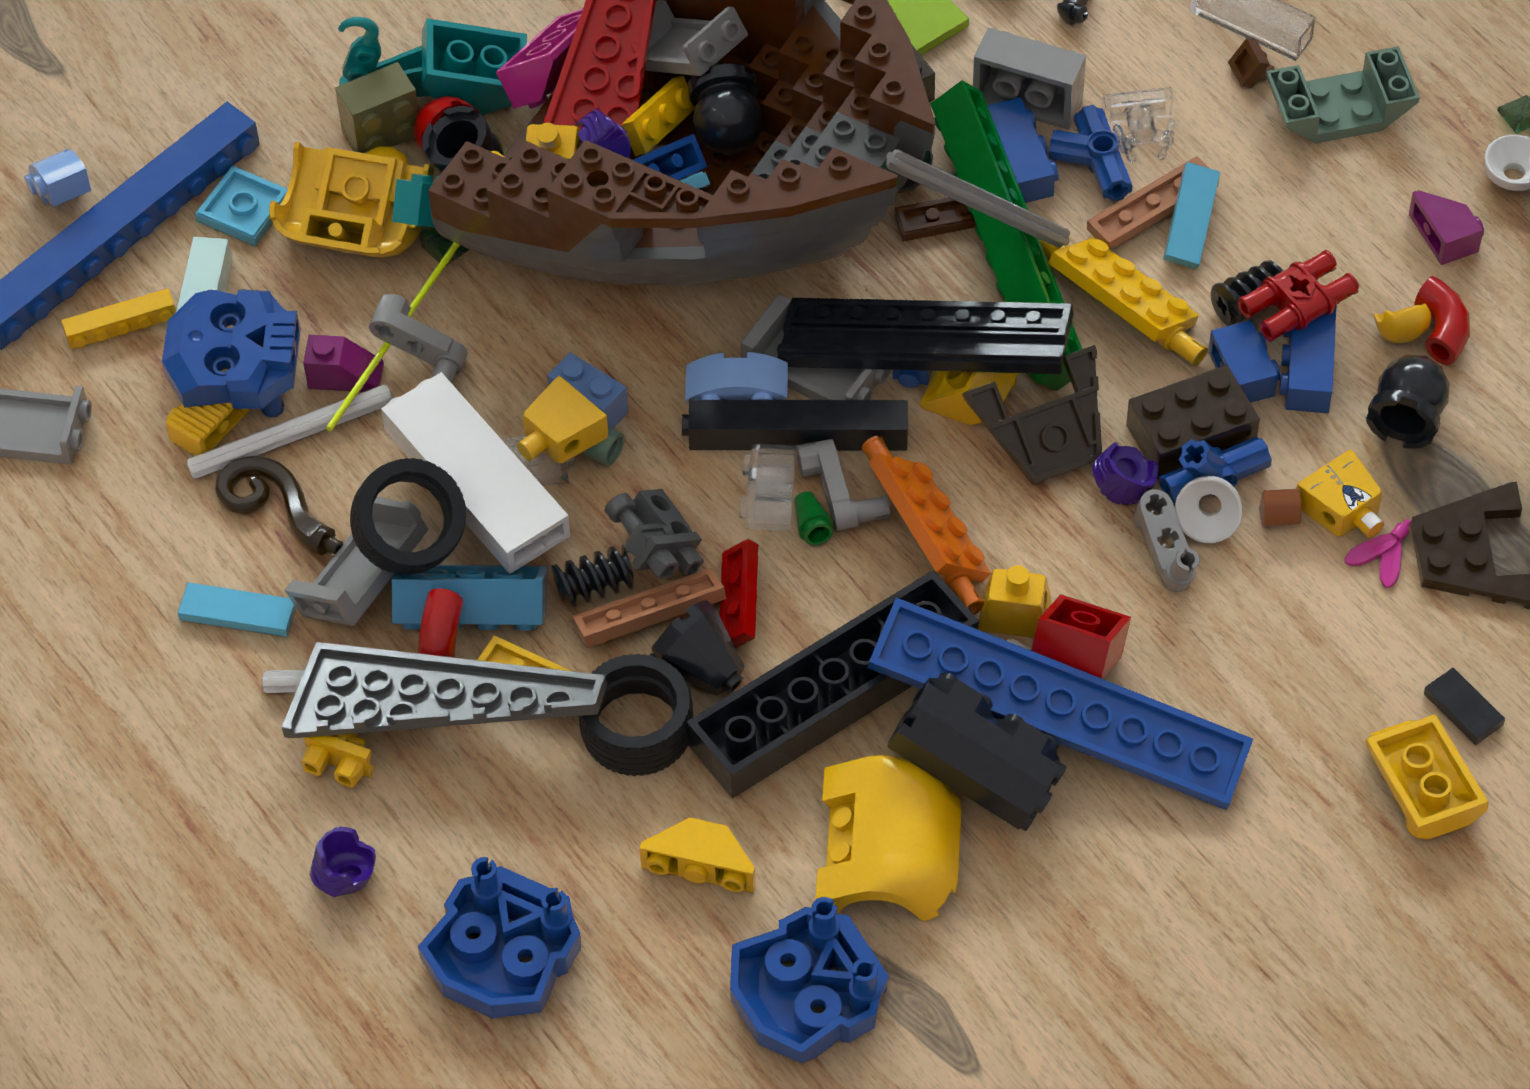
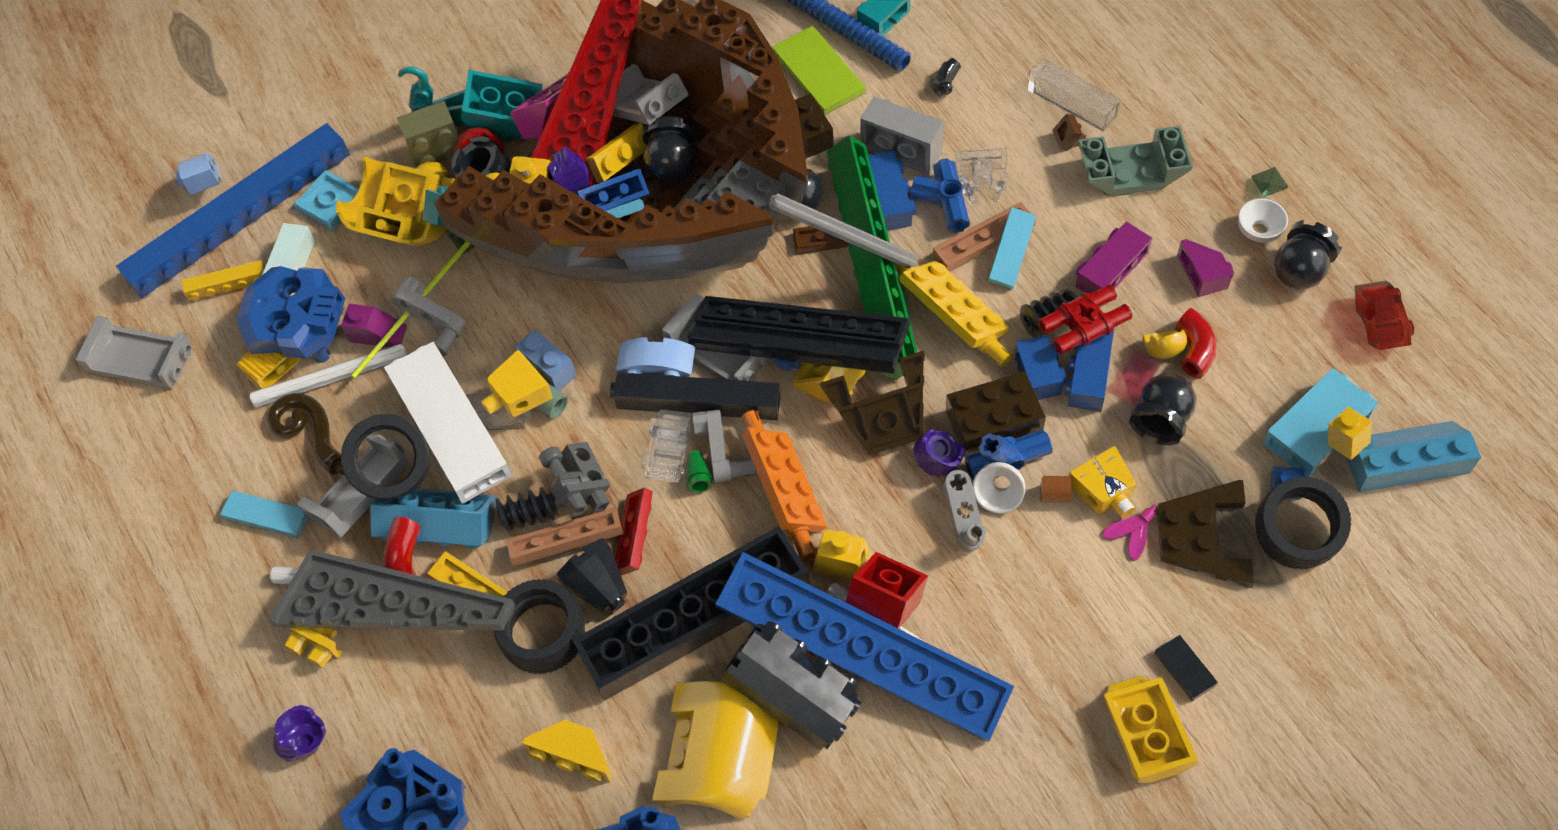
camera: 10 degrees right, 5 degrees up
(1327, 222) = (1114, 259): none -> magenta brick
(1371, 362) = (1137, 374): none -> clear pink slope

